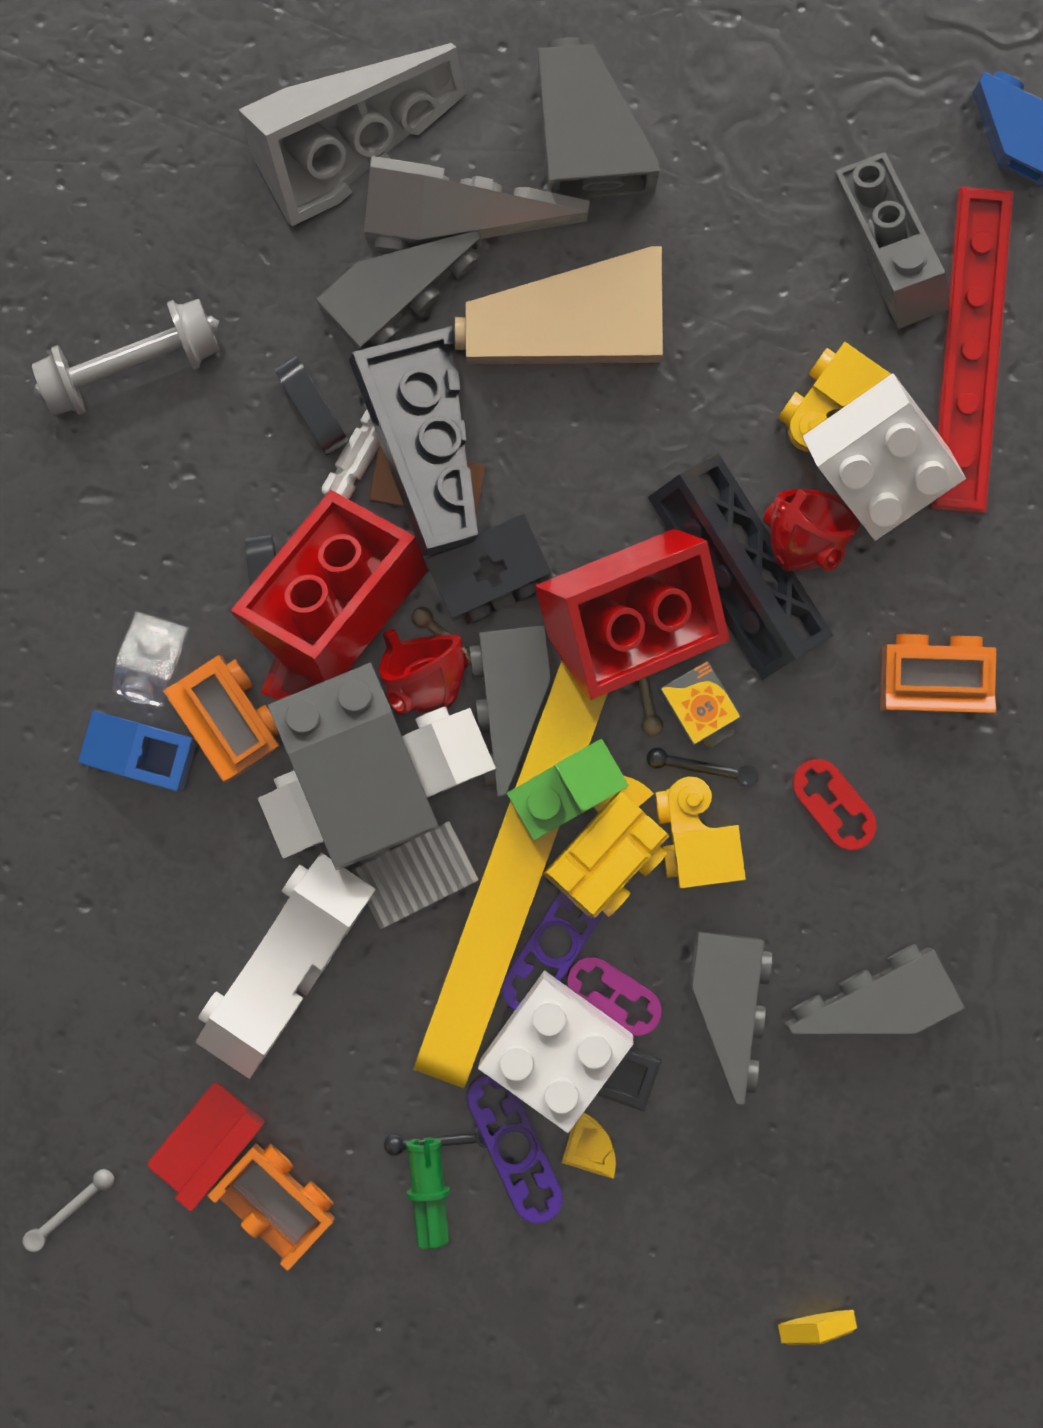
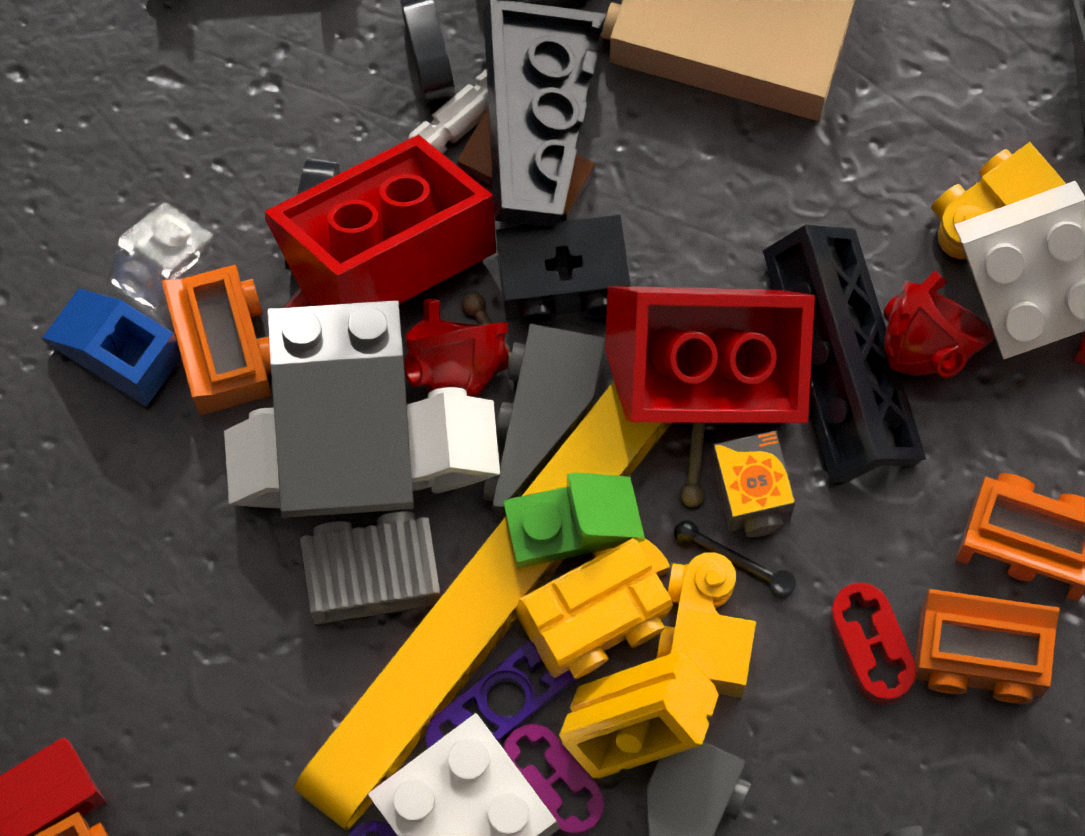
camera: 20 degrees right, 15 degrees down
(289, 959) = (191, 622): white brick -> none
(669, 932) = (639, 715): none -> yellow brick
(925, 781) = (985, 645): none -> orange window

